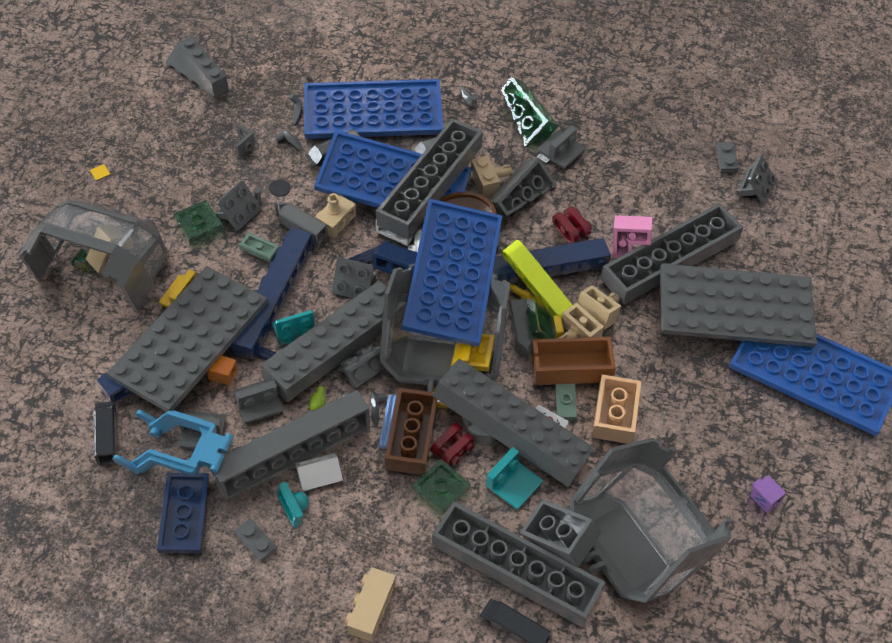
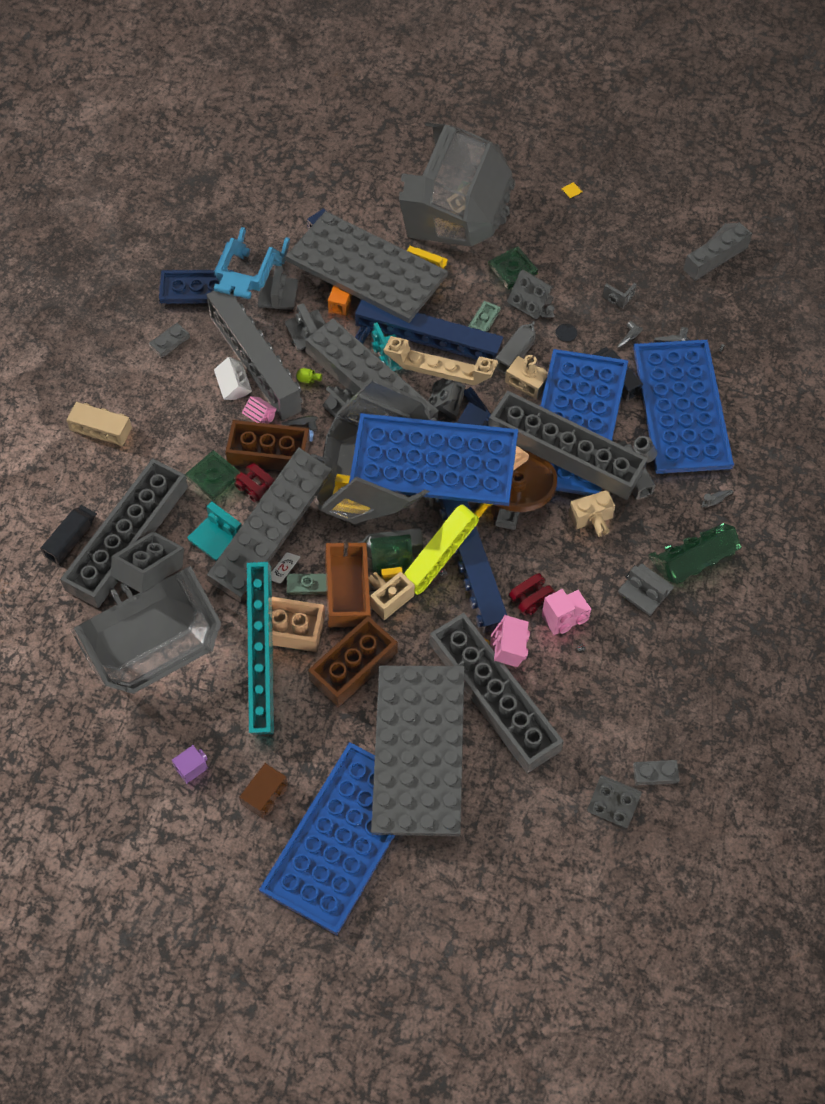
camera: 90 degrees right, 5 degrees up
(105, 432) = (276, 224): black piece -> none
(292, 504) = (199, 361): teal tile -> none
(337, 264) = (400, 352): none -> tan slope
(365, 440) = (259, 410): none -> bright pink brick
(425, 131) = (645, 447): none -> dark grey brick
(522, 187) = (578, 544): dark grey wedge -> none
(591, 200) = (565, 611): none -> bright pink brick
(600, 306) = (418, 614): tan brick -> none
(652, 357) = (353, 661): none -> reddish brown brick
(657, 420) = (260, 648): none -> teal brick
(784, 431) = (264, 790): none -> reddish brown brick

